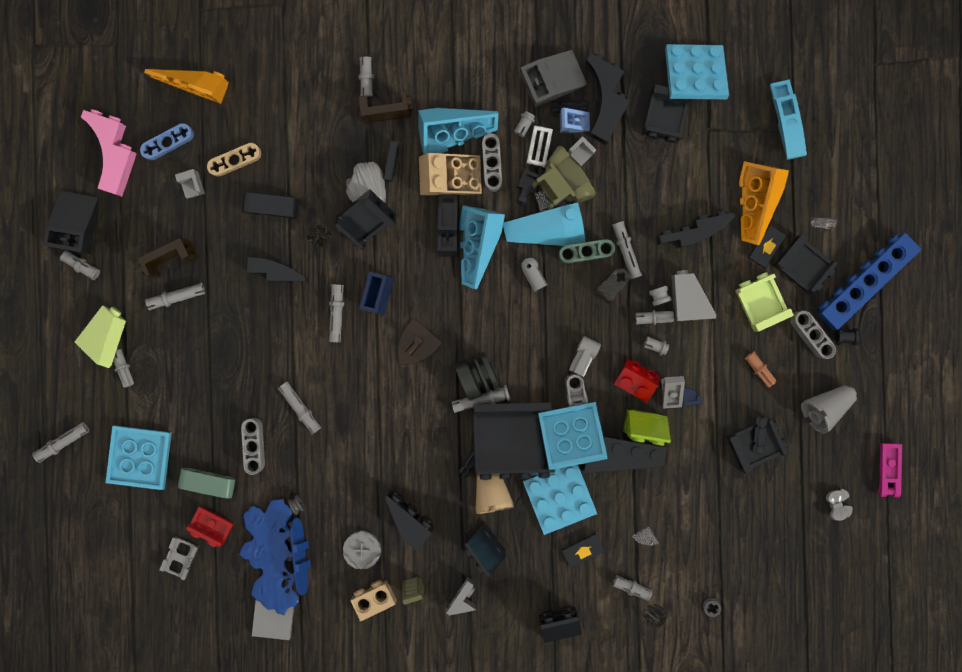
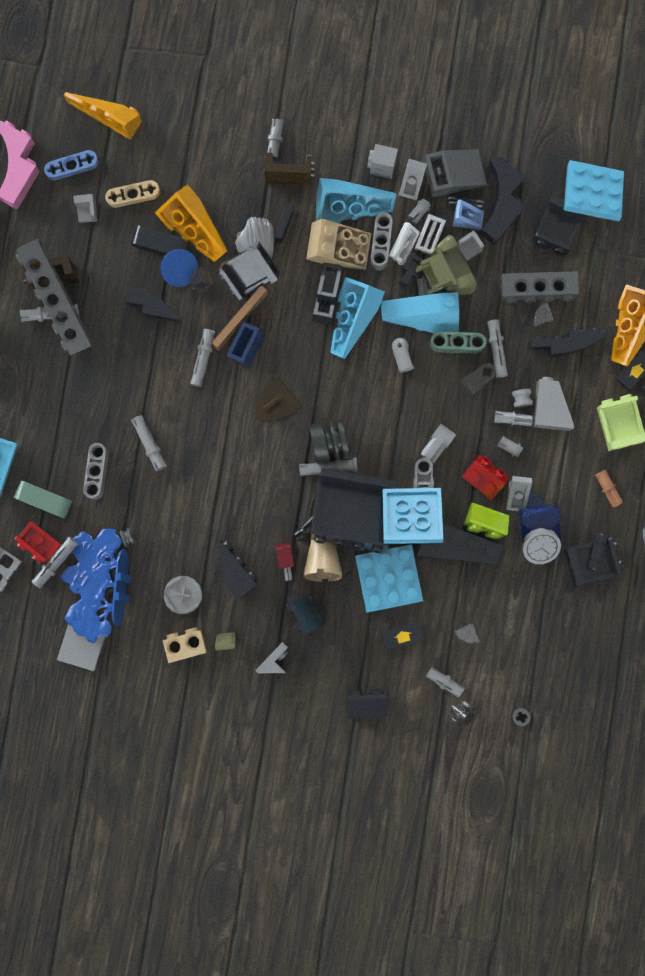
camera: 15 degrees right, 5 degrees down
(148, 243) = (36, 250): none -> dark grey brick
(227, 548) = (51, 566): none -> light grey pin
(294, 227) = (178, 267): none -> blue piece
(295, 174) = (190, 219): none -> light orange wedge
(365, 267) = (239, 318): none -> medium nougat tile
(454, 498) = (285, 558): none -> dark red piece
(478, 81) = (382, 161): none -> light grey brick
(512, 93) = (412, 179): none -> light grey slope
(515, 161) = (402, 245): none -> white tile
(666, 207) = (542, 315): none -> clear tile
(685, 168) = (567, 280): none -> dark grey brick
(698, 417) = (538, 517): none -> clear blue slope
(703, 439) = (541, 546): none -> light grey tile

